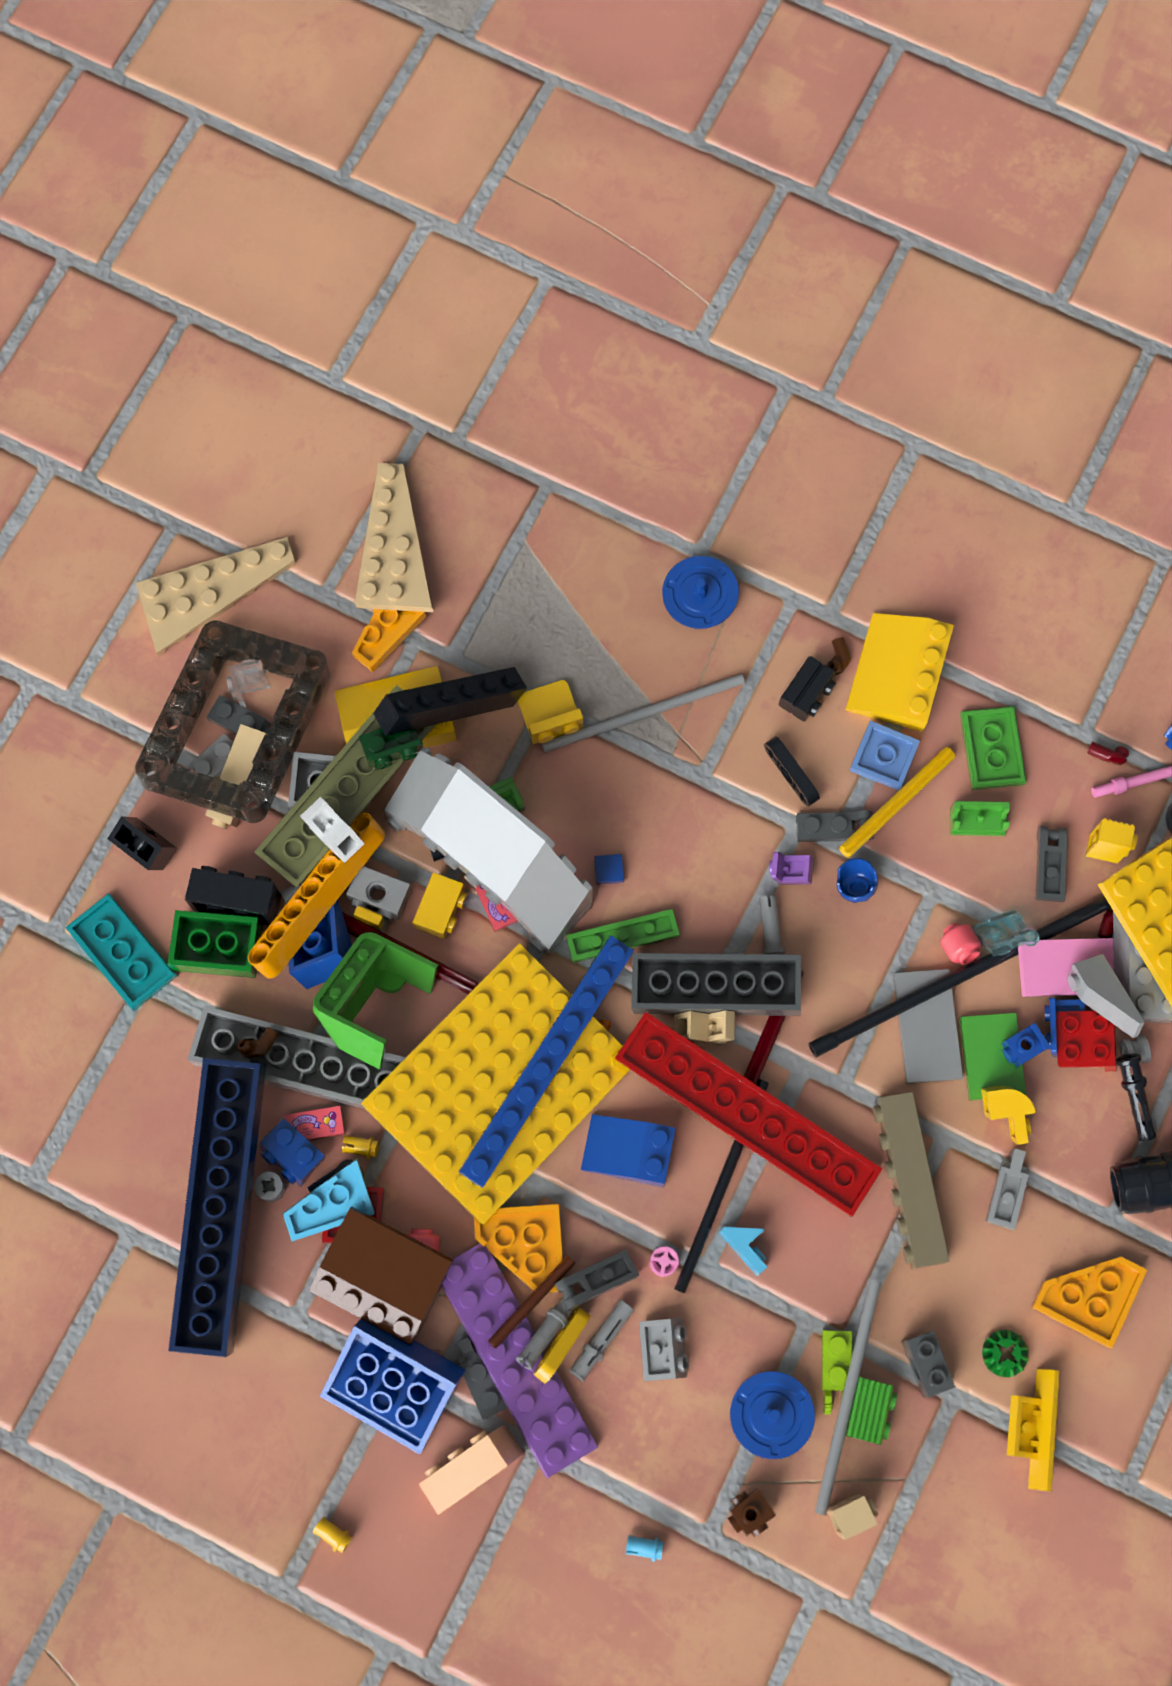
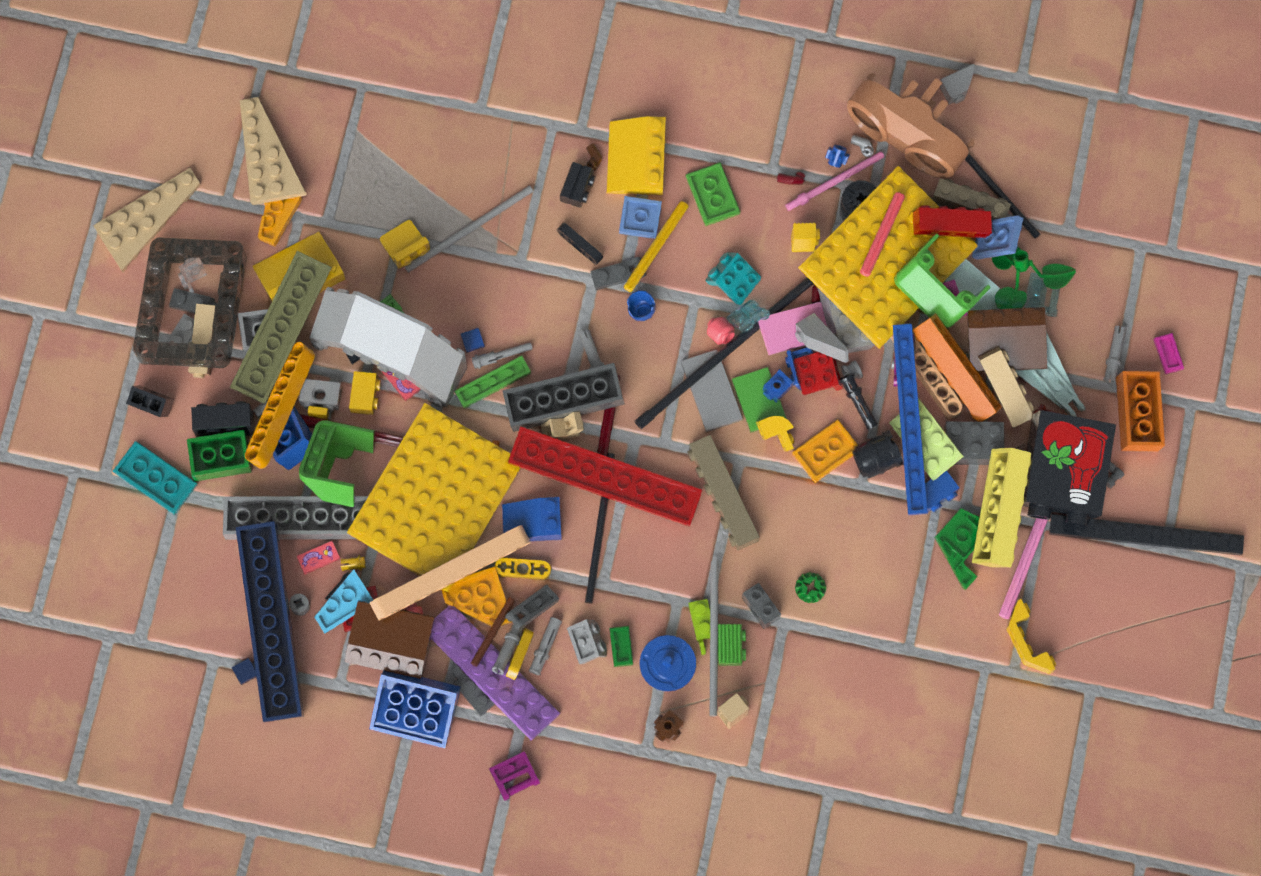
camera: 15 degrees left, 0 degrees up
(165, 1263) = (244, 671): none -> dark blue tile
(257, 1047) = (267, 514): reddish brown arm -> none
(290, 1152) = (307, 579): blue bracket -> none
(332, 830) = (279, 358): white brick -> none
(333, 1535) = (401, 811): yellow pin -> none
(383, 749) = (303, 291): dark green bracket -> none
(449, 700) = (336, 252): black brick -> none
(470, 1467) = (479, 746): light nougat wedge -> none
(490, 1201) = (450, 572): none -> light nougat beam
(505, 1515) = (510, 770): none -> magenta plate
(545, 1062) = (462, 474): blue plate -> none
(574, 1217) = (537, 565): none -> yellow beam
(630, 900) = (491, 357): none -> light grey pin
(644, 1547) = (605, 767): medium azure pin -> none
(667, 1259) = (573, 581): bright pink wheel -> none
(700, 592) = (487, 136): blue piece -> none
(710, 1370) = (621, 646): none -> green plate
(739, 1241) = (620, 559): medium azure slope -> none
(791, 868) = (595, 309): medium lavender bracket -> none
(979, 818) = (713, 244): bright green hinge -> none
(996, 871) = (733, 277): none -> teal bracket
(1008, 1191) = (789, 484): light grey hinge -> none
(1034, 1428) = (838, 628): yellow bracket -> none
(1051, 864) = (769, 263): dark grey plate -> none
(1072, 1156) = (825, 451): none -> light orange tile
(1092, 1298) = (858, 538): light orange plate -> none

